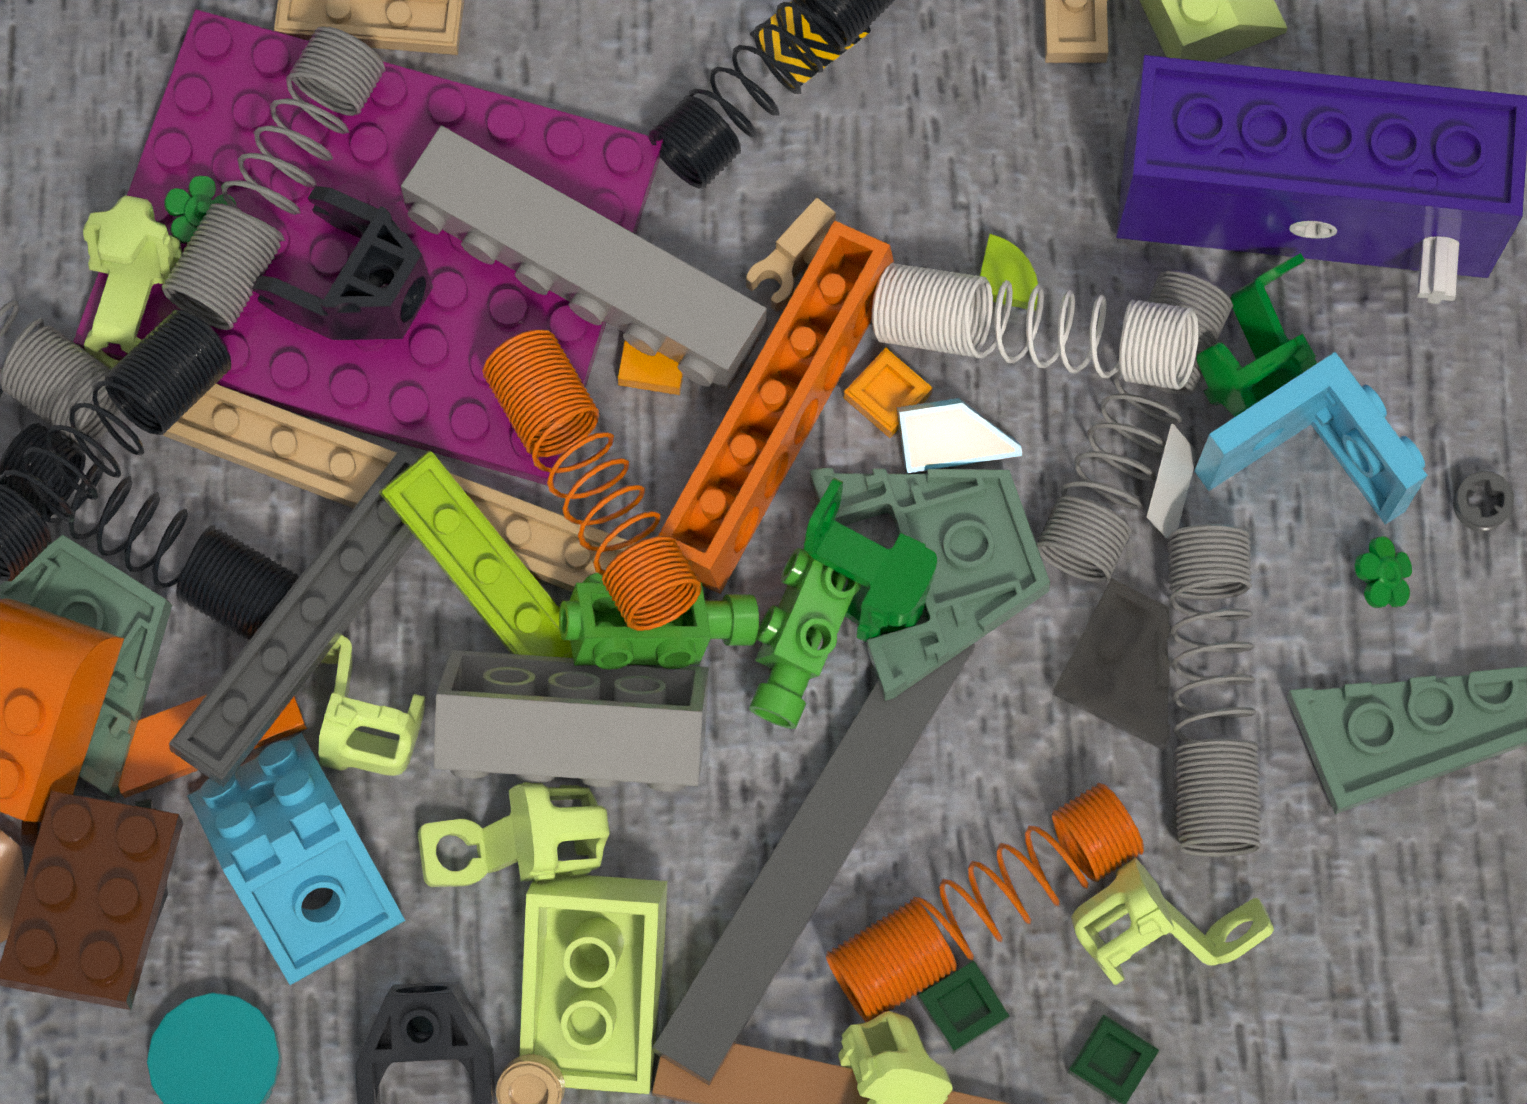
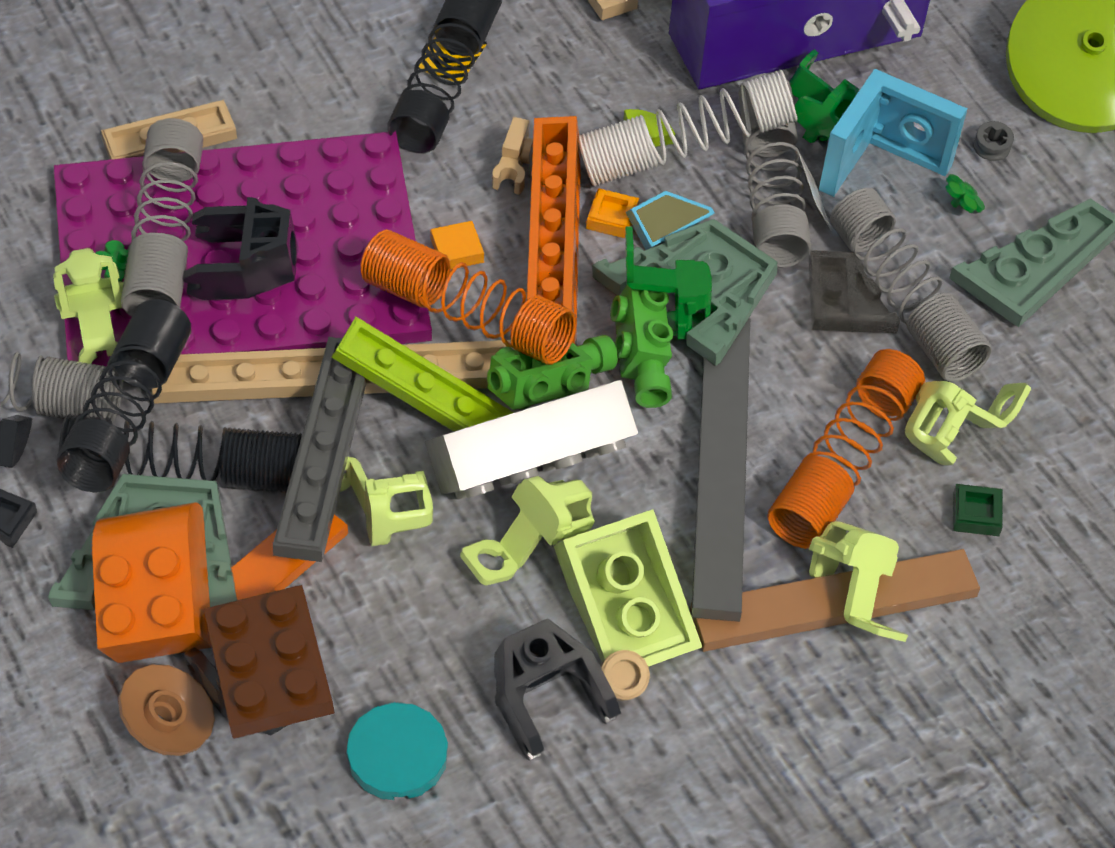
camera: 30 degrees left, 20 degrees down
(279, 840) = (380, 581): medium azure bracket -> none
(583, 259) = (391, 193): light grey brick -> none
(963, 1007) = (870, 510): dark green plate -> none

